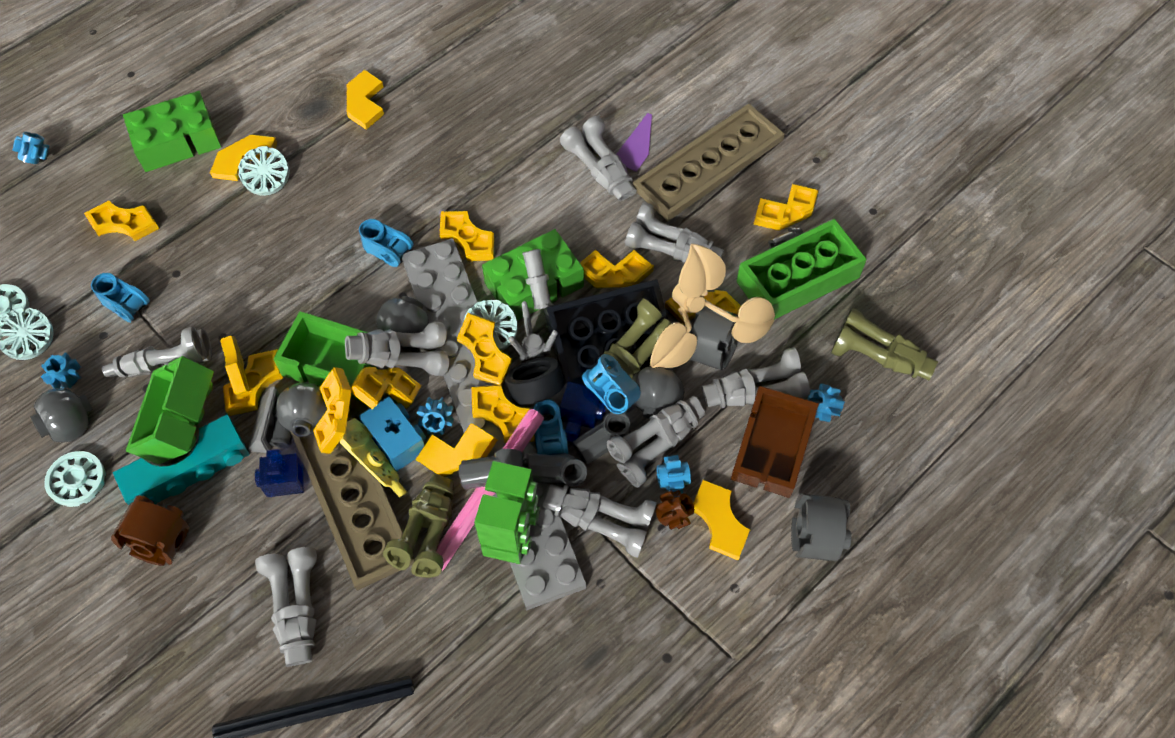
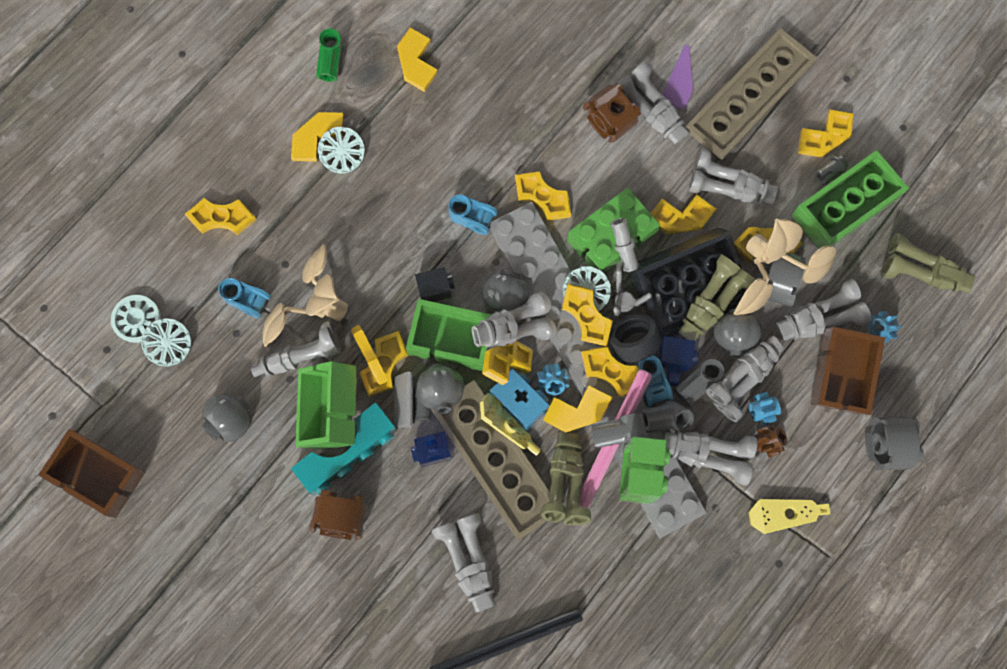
camera: 10 degrees left, 15 degrees up
(30, 147) = (114, 151): dark azure gear -> none
(61, 371) = (205, 376): dark azure gear -> none
(75, 478) = (252, 472): light aqua wheel -> none
(161, 129) = (238, 117): bright green piece -> none
(205, 312) = (322, 301): none -> tan plant
(275, 85) = (329, 56): none -> green piece
(328, 304) = (434, 285): none -> black brick
(333, 423) = (473, 379): yellow tile -> none
(553, 159) = (612, 112): none -> reddish brown brick
(612, 383) = (704, 338): dark azure piece -> none
(671, 598) = (776, 514): none -> light yellow piece
(726, 532) = (812, 451): yellow tile -> none

